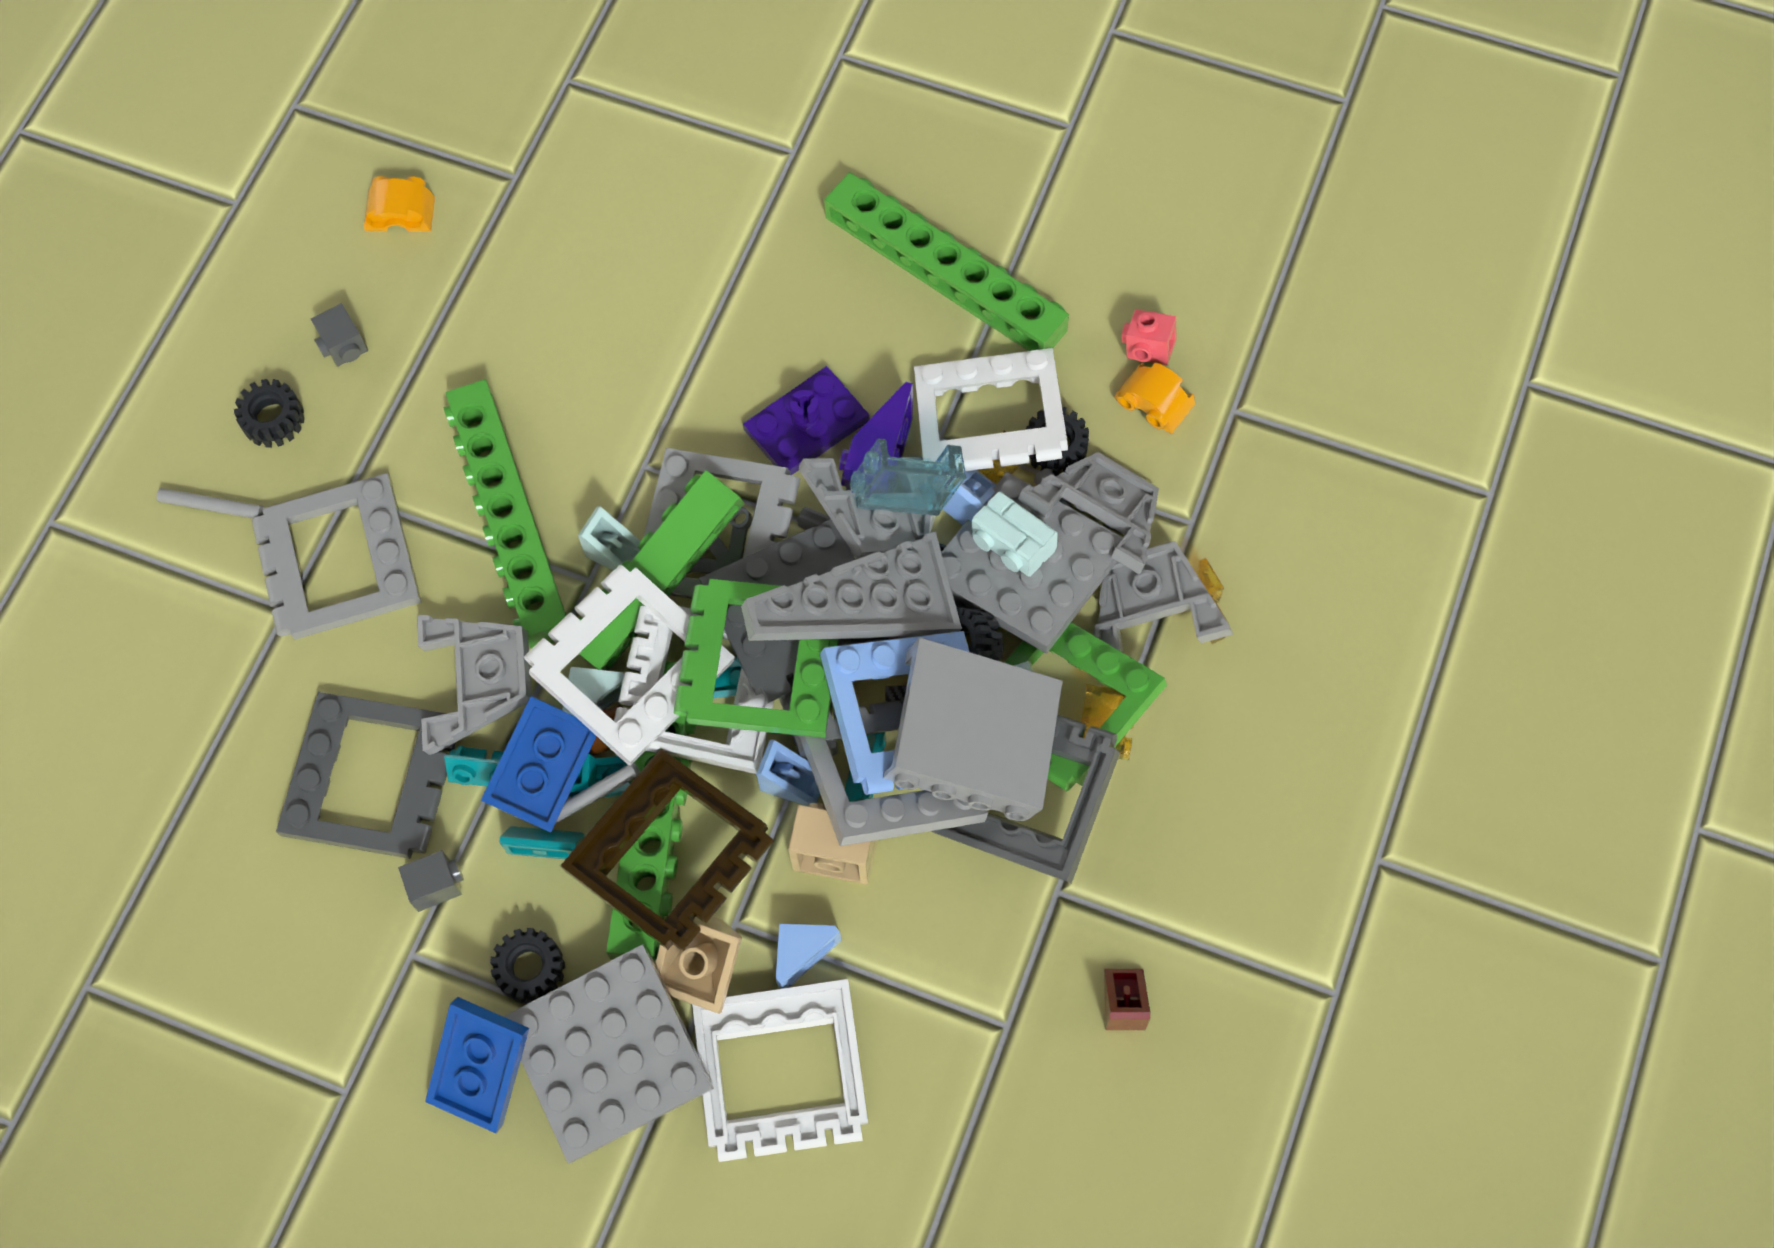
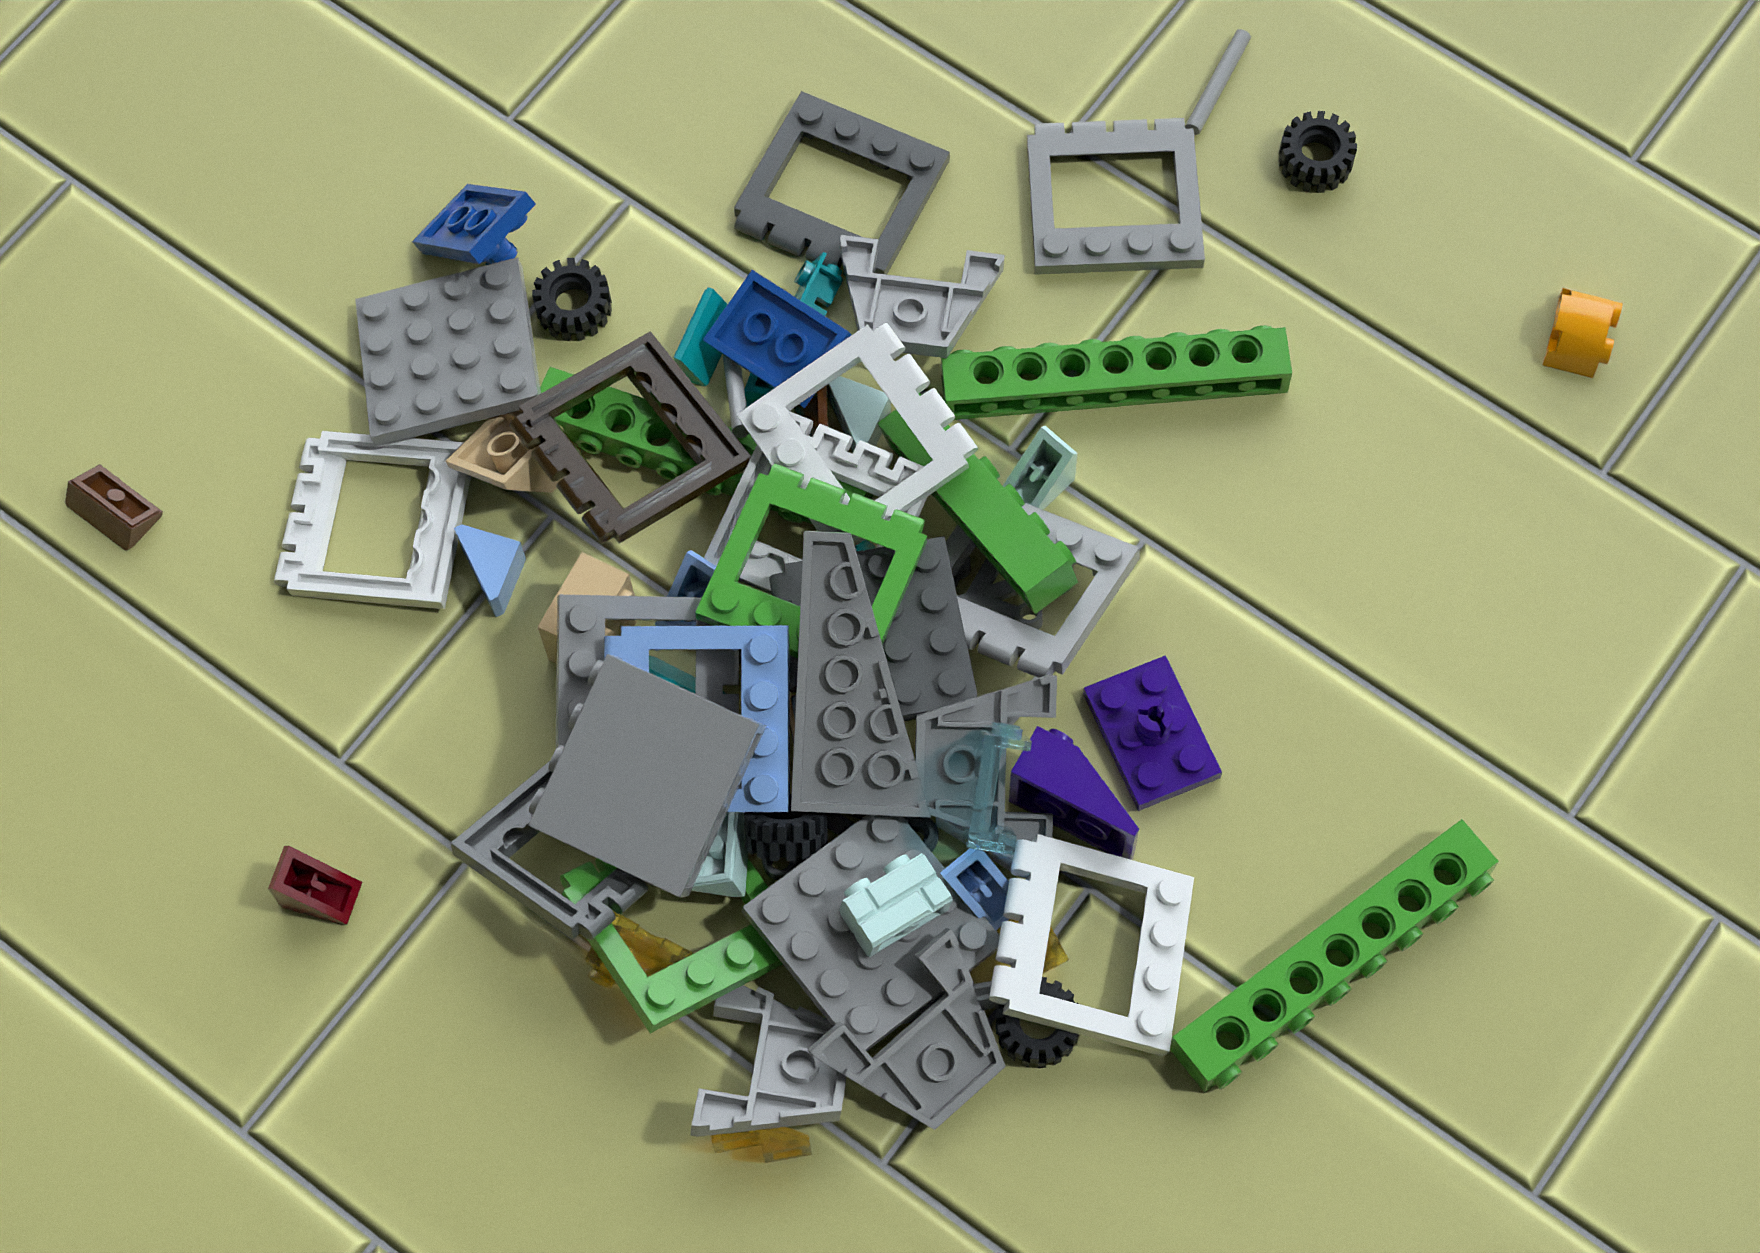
camera: 105 degrees right, 0 degrees up
(338, 335) = (1403, 236): dark grey brick -> none
(431, 880) = (691, 220): dark grey brick -> none
(1150, 337) = (1152, 1182): coral brick -> none
(1157, 394) = (1068, 1169): light orange cylinder -> none

